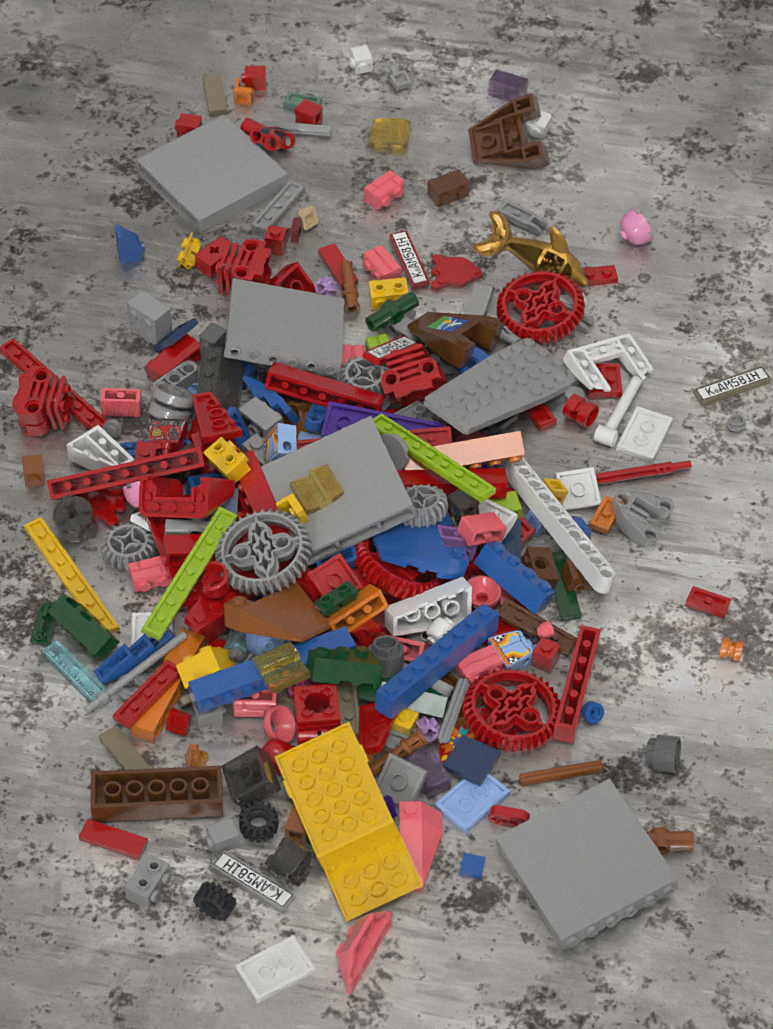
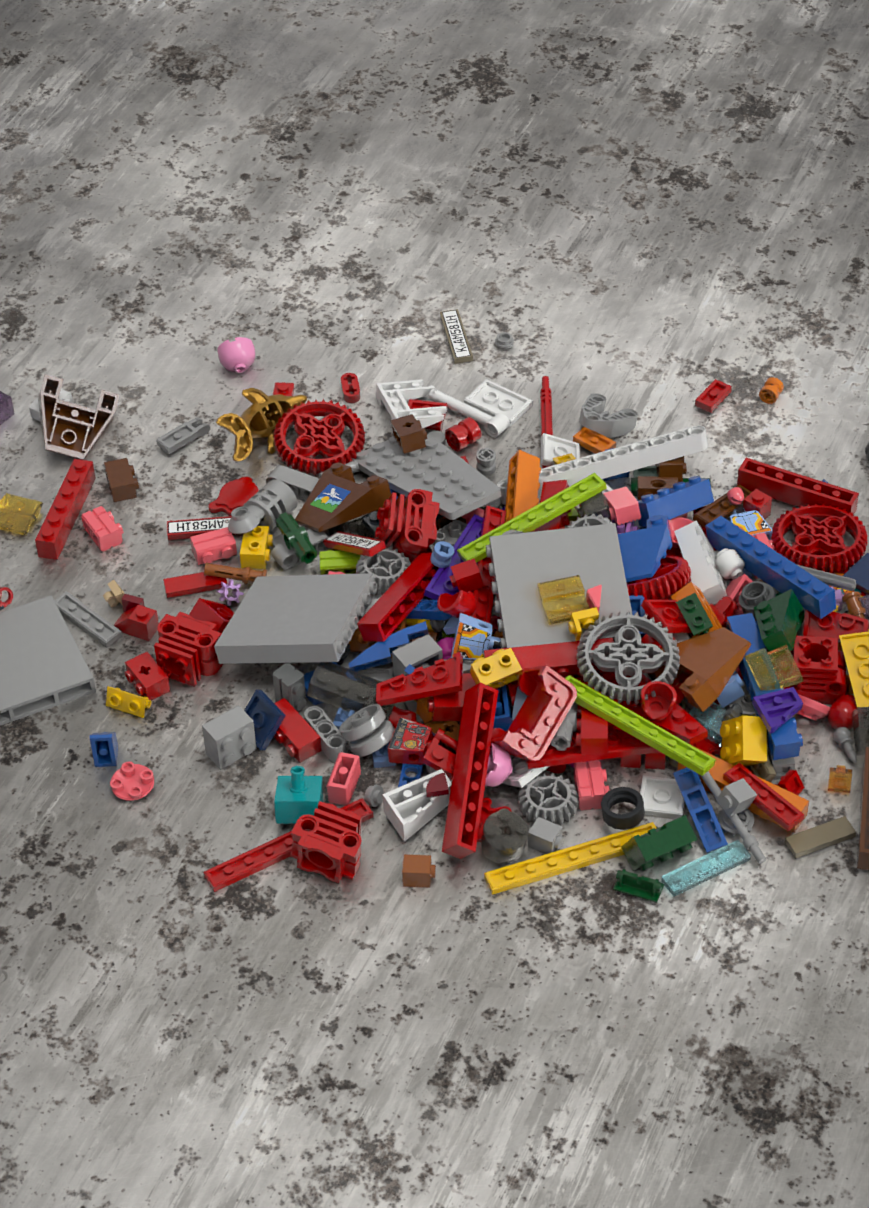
camera: 75 degrees left, 5 degrees down
(86, 550) = (545, 836): none -> light grey brick
(90, 375) = (297, 795): none -> teal brick
(100, 274) = (132, 781): none -> coral dish
(110, 457) = (437, 786): none -> dark red tile
(123, 585) = (621, 795): none -> black tyre
(136, 669) = (736, 797): none -> light grey brick
(227, 673) = (777, 707): none -> dark purple wing
(308, 423) = (458, 603): none -> red hair
(318, 510) = (593, 597): none -> coral slope
(343, 418) = (466, 576): none -> red brick
(371, 408) = (442, 554): none -> medium blue wheel
(400, 160) = (65, 509): none -> red brick
(429, 285) = (263, 508): none -> light grey cylinder
(550, 435) = (486, 461): none -> light grey wheel
(552, 362) = (408, 433): none -> reddish brown brick
(627, 320) = (354, 387): none -> red beam

